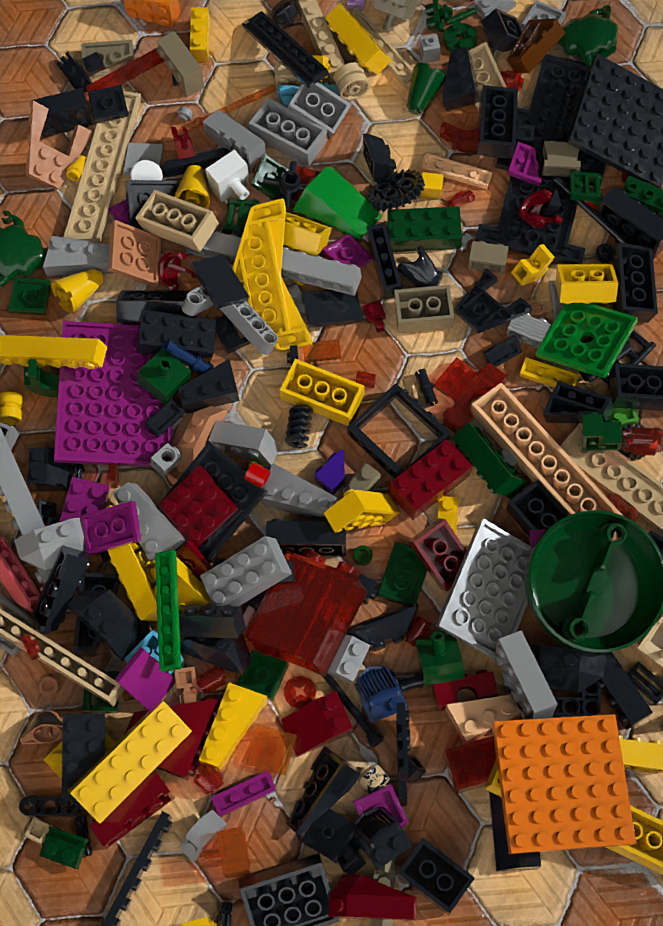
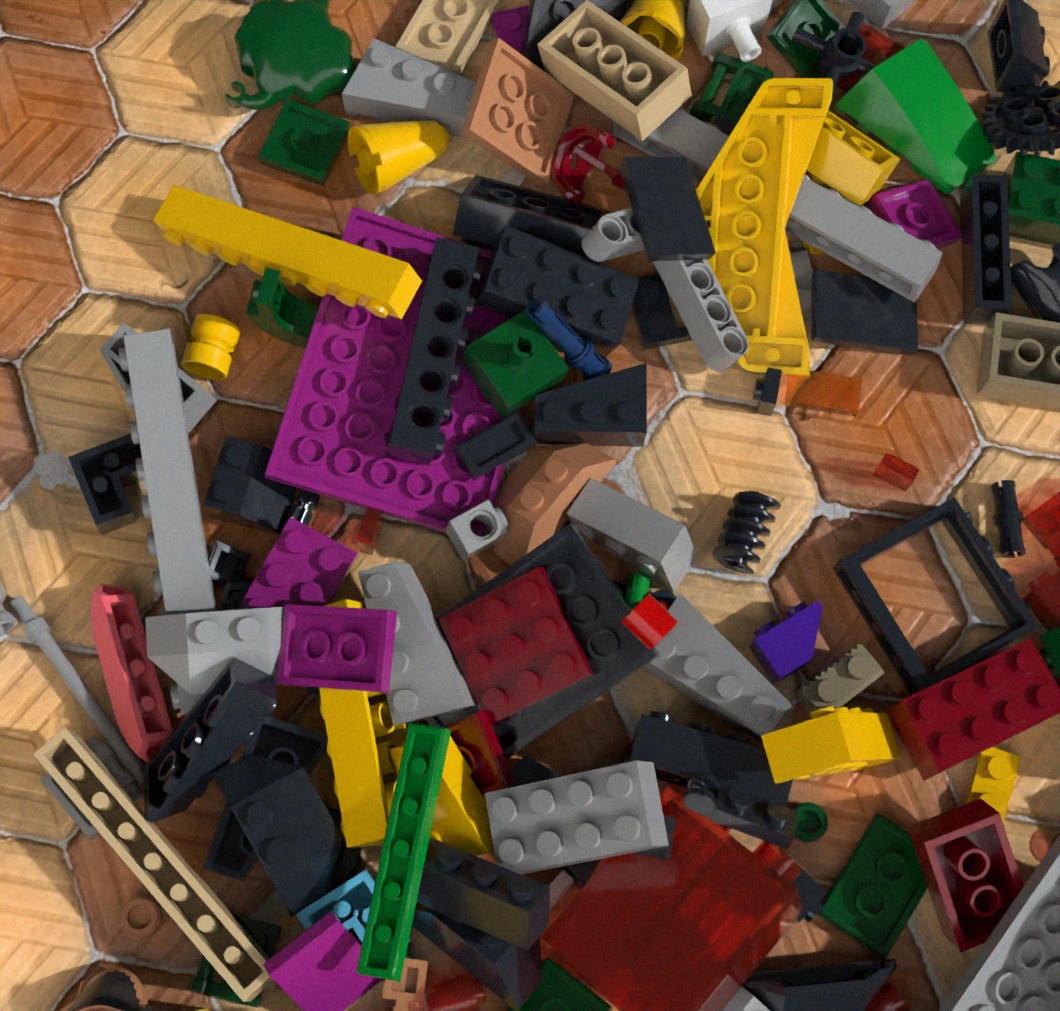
camera: 10 degrees right, 5 degrees up
(31, 646) = (119, 848): clear red plate -> none
(122, 425) = (447, 261): none -> black brick
(322, 391) = (807, 475): yellow brick -> none
(323, 551) = (740, 810): none -> black hinge
(375, 314) = (942, 346): dark red plate -> none

